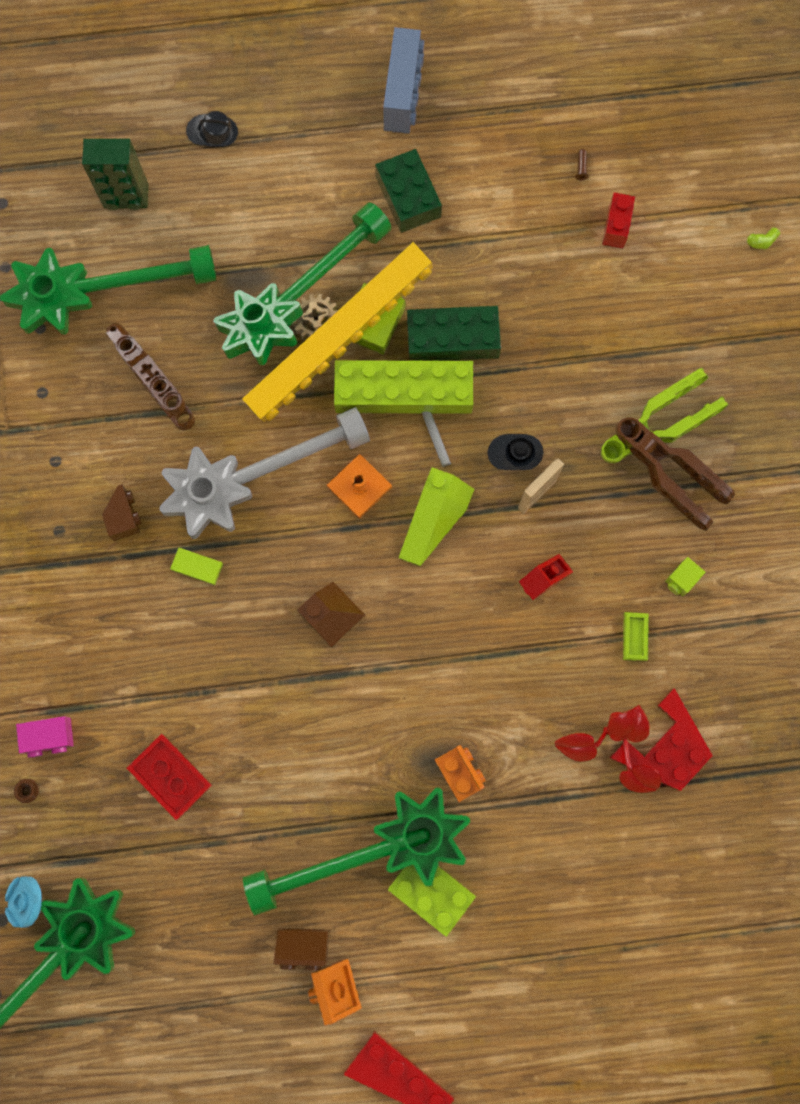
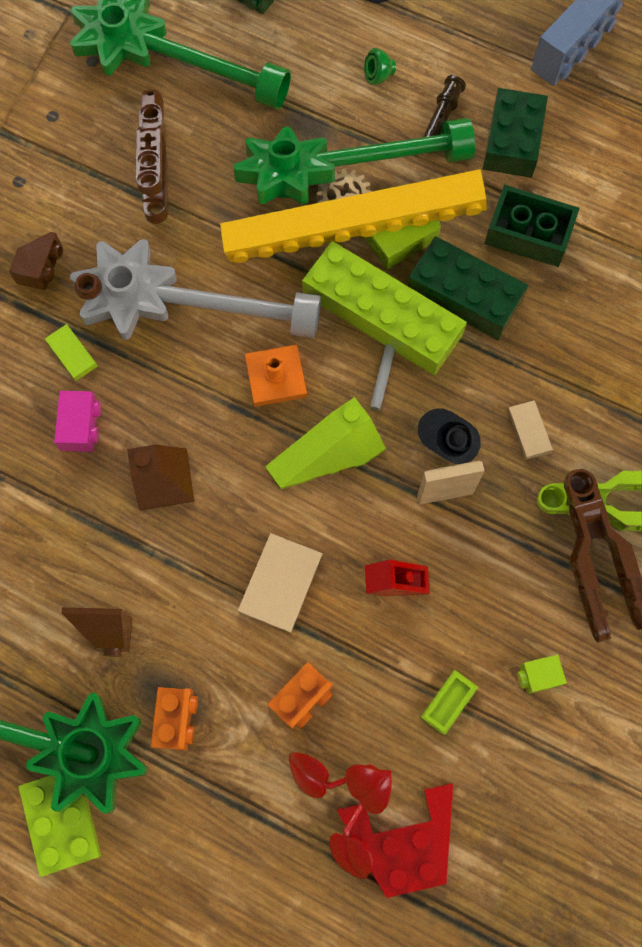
camera: 35 degrees right, 5 degrees down
(181, 502) = (83, 281): none -> reddish brown plate
(240, 613) = (77, 421): none -> dark pink brick
(270, 199) = (378, 66): none -> green brick
(340, 196) = (443, 105): none -> dark brown pin
(370, 746) = (103, 627): none -> reddish brown slope
(467, 632) = (280, 583): none -> tan tile
(469, 257) = (531, 225): none -> dark green brick
(536, 699) = (301, 696): none -> orange bracket
(564, 410) = (530, 430): none -> tan tile

